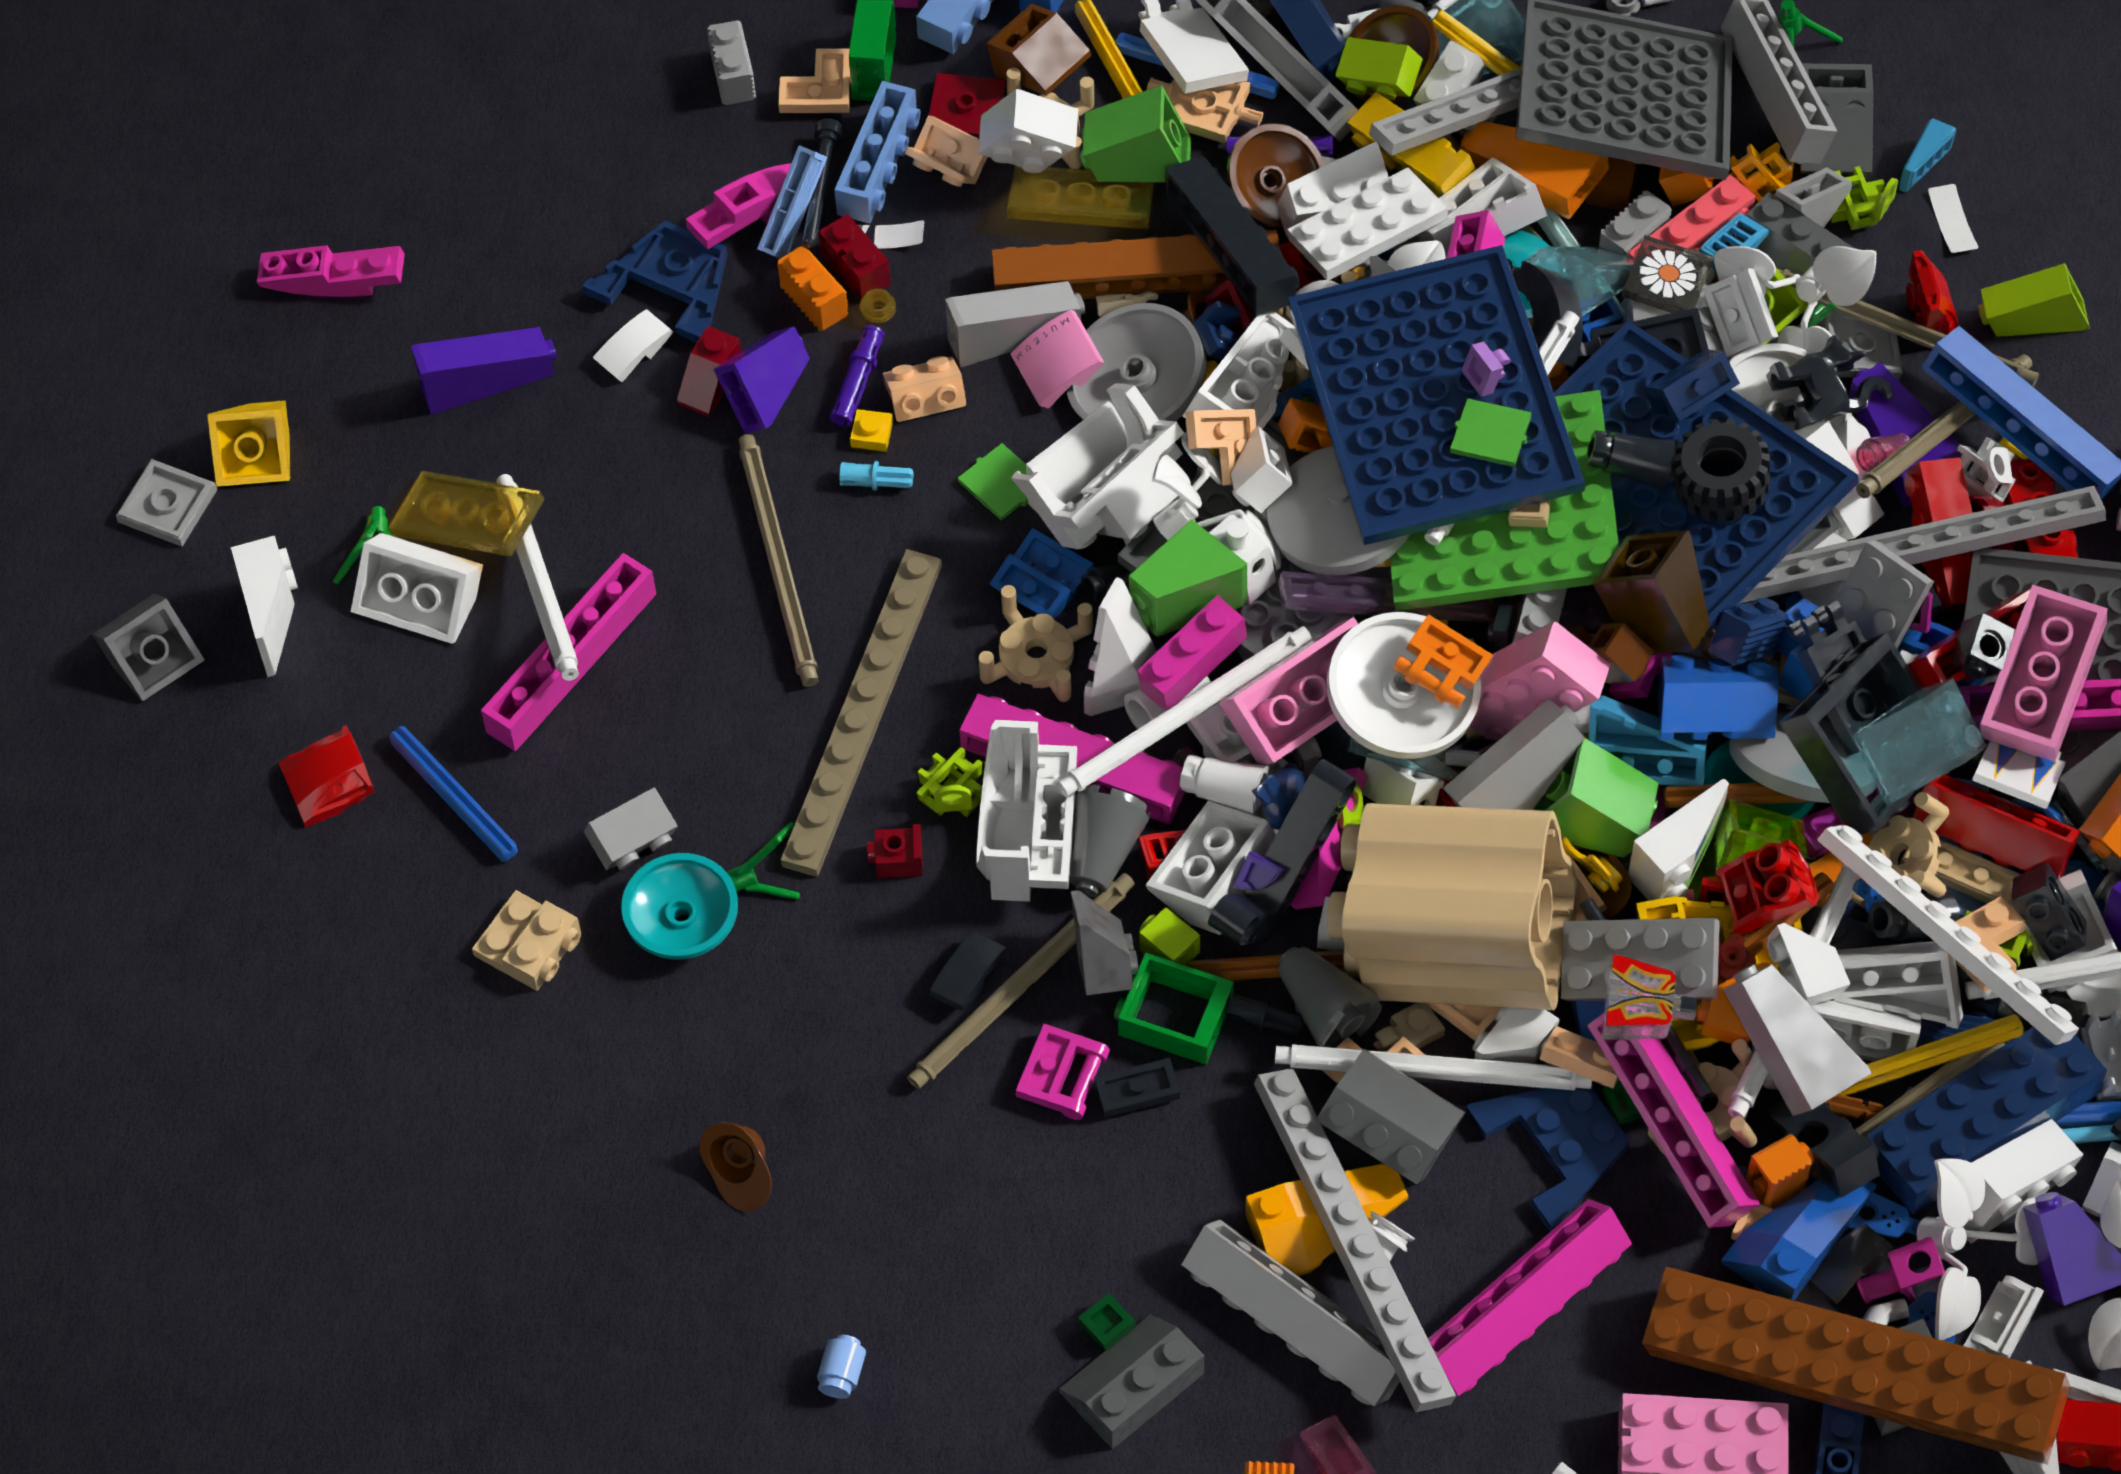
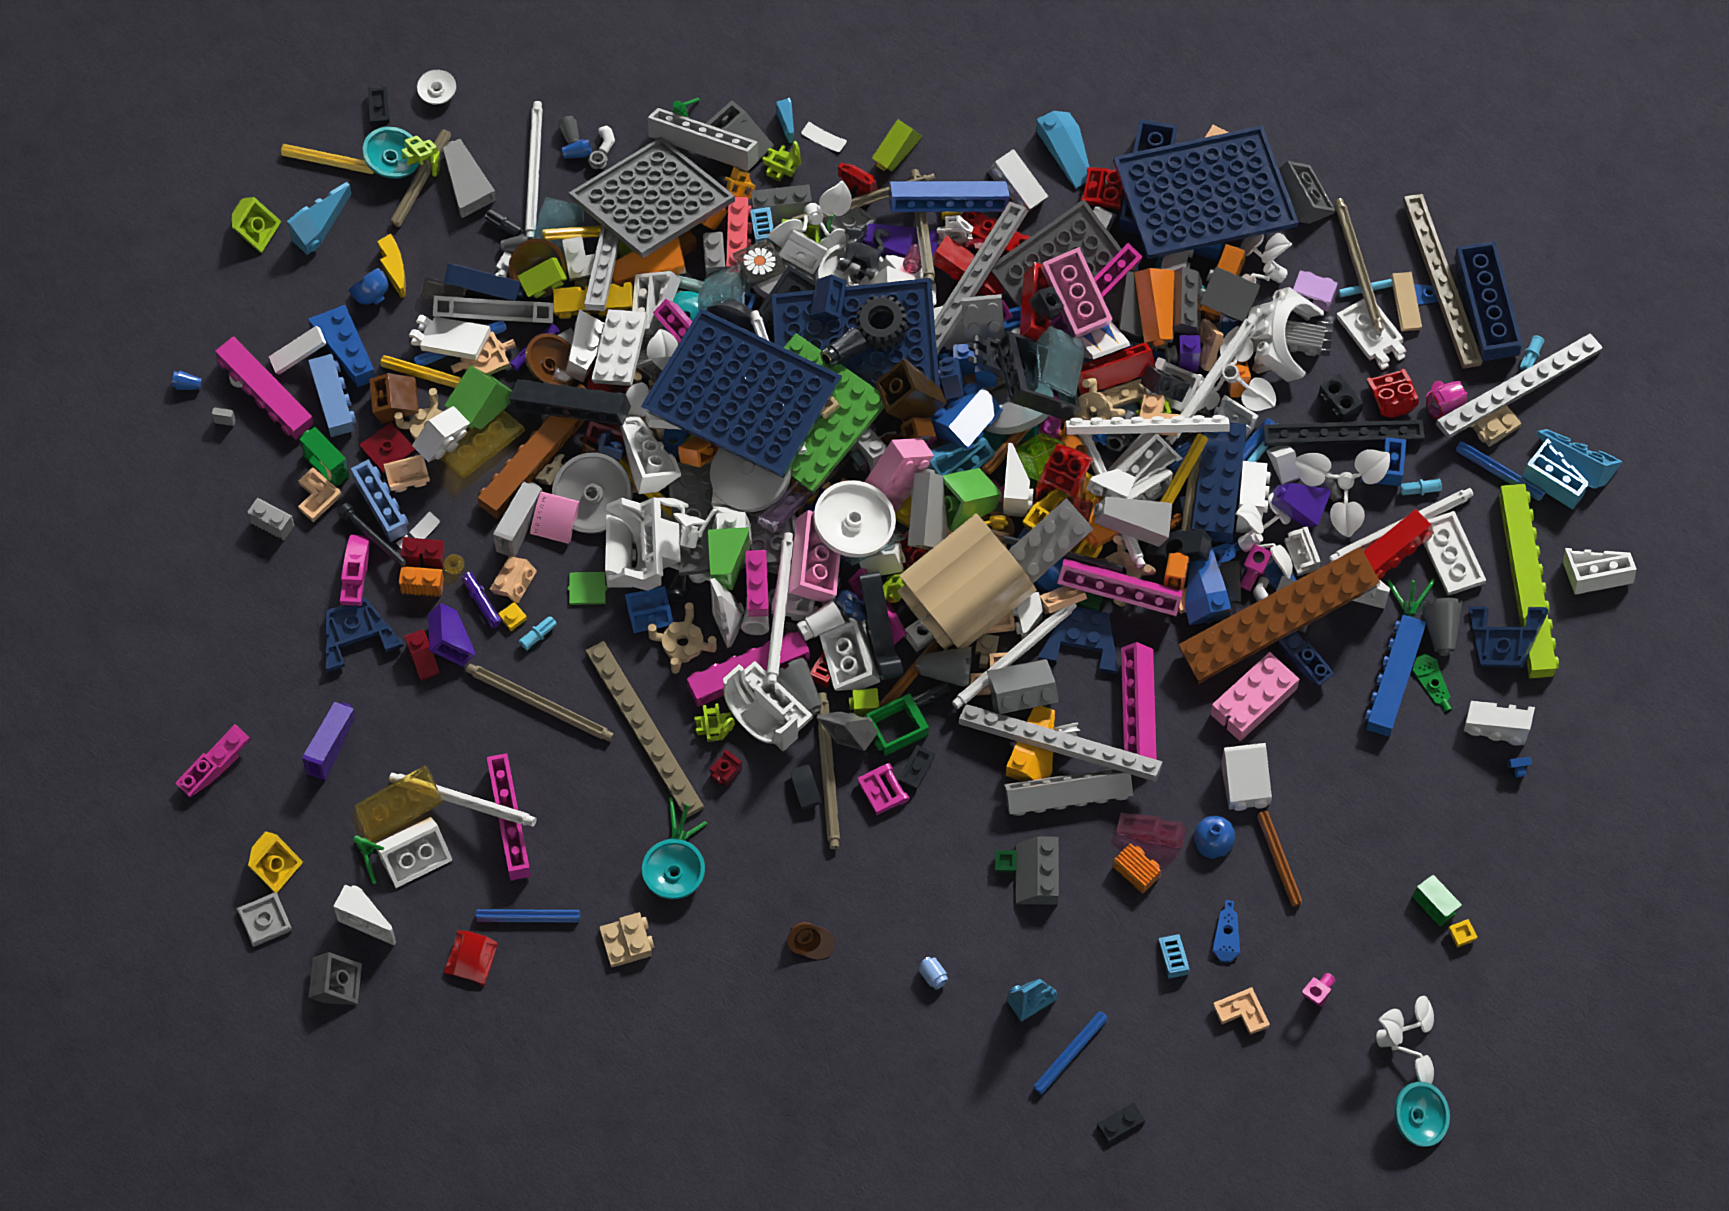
camera: 50 degrees left, 5 degrees up
(631, 343) = (375, 673): white slope -> none
(631, 829) = (617, 859): light grey brick -> none
(792, 202) = (374, 553): light blue piece -> none
(1223, 431) = (676, 483): light nougat plate -> none
(1258, 873) = (875, 643): dark purple tile -> none
(1260, 471) = (703, 487): white slope -> none
(1447, 652) = (862, 489): orange plate -> none
(1468, 751) = (901, 520): black tile -> none
(1484, 367) = (755, 364): medium lavender tile -> none
(1490, 432) = (784, 388): bright green piece -> none
(1642, 1001) = (1073, 554): torso -> none
(1816, 195) = (768, 174): light grey slope -> none

